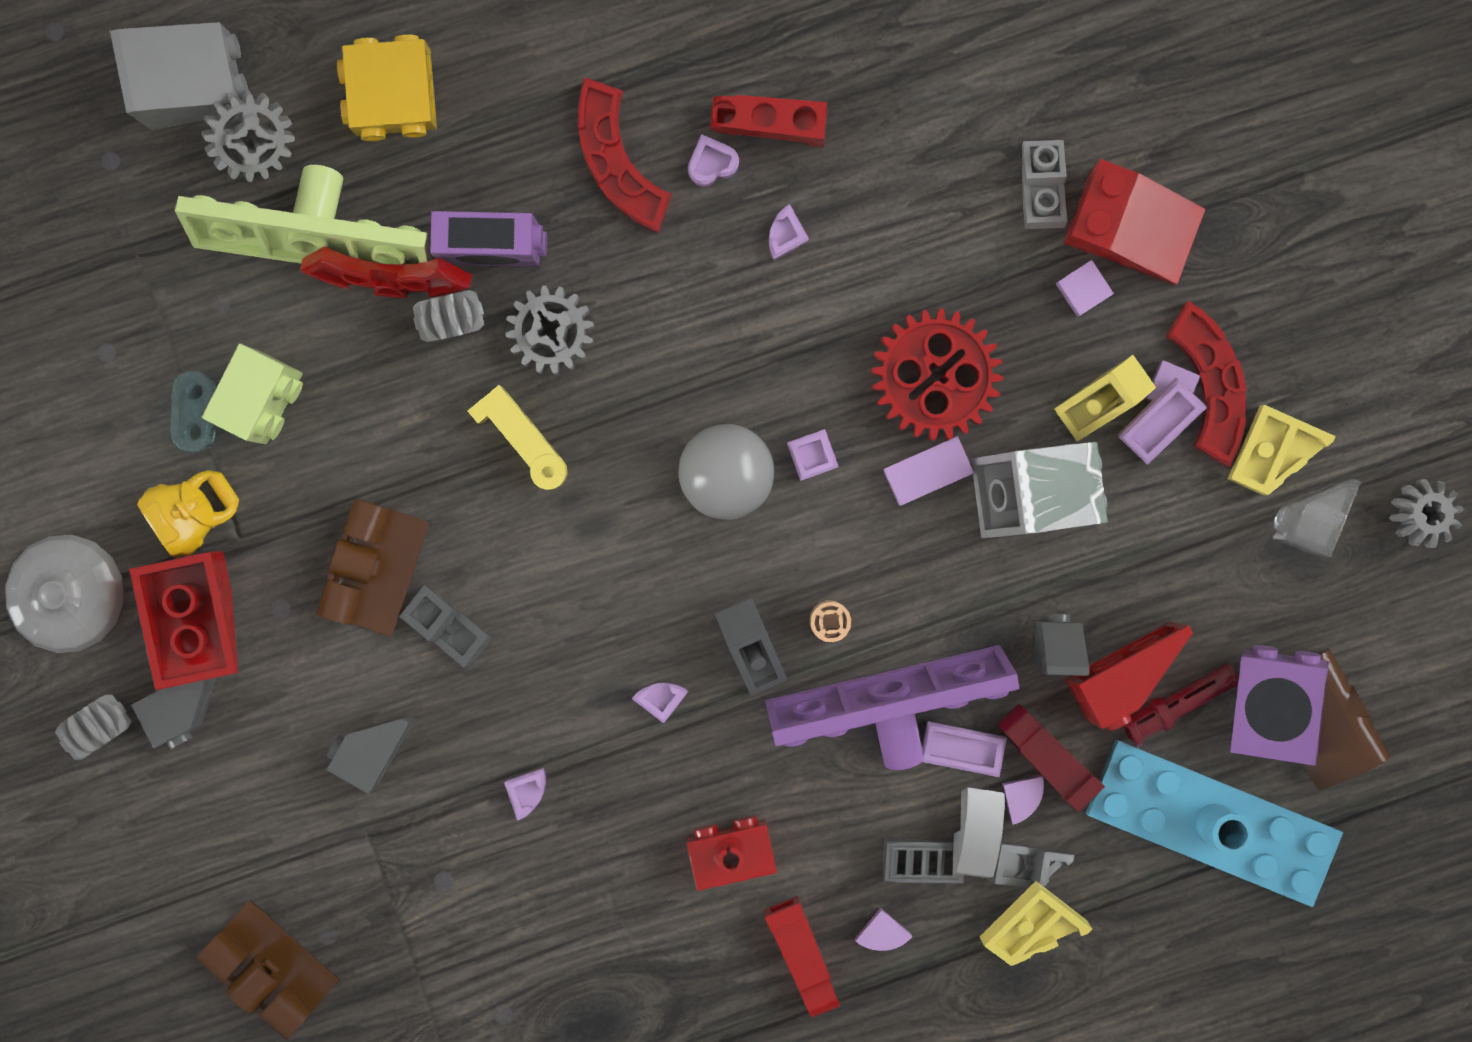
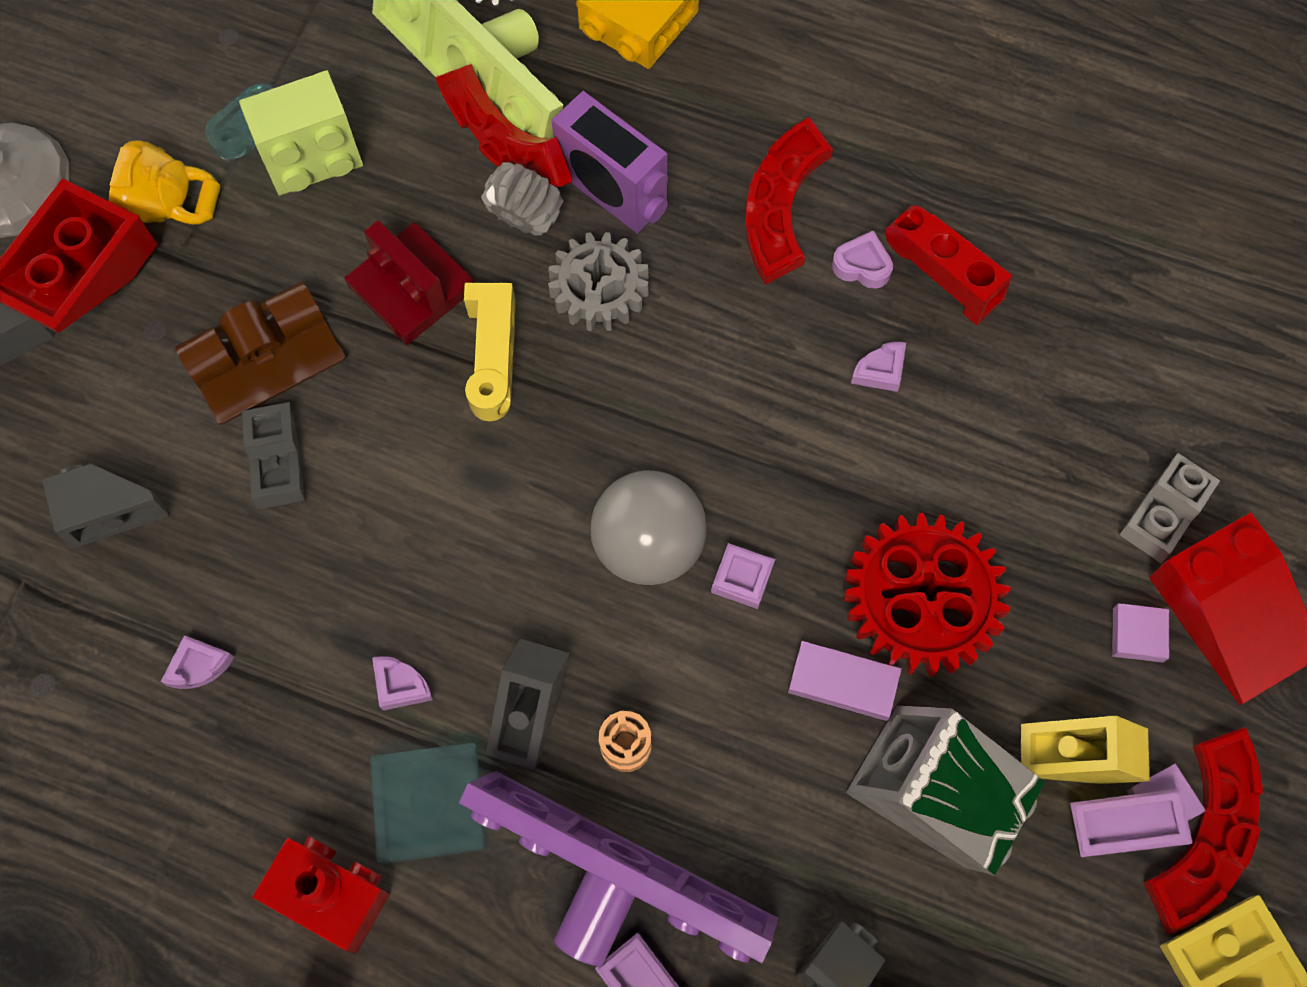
camera: 40 degrees right, 20 degrees down
(420, 434) = (407, 280): none -> dark red bracket
(740, 753) = (419, 803): none -> clear light blue tile

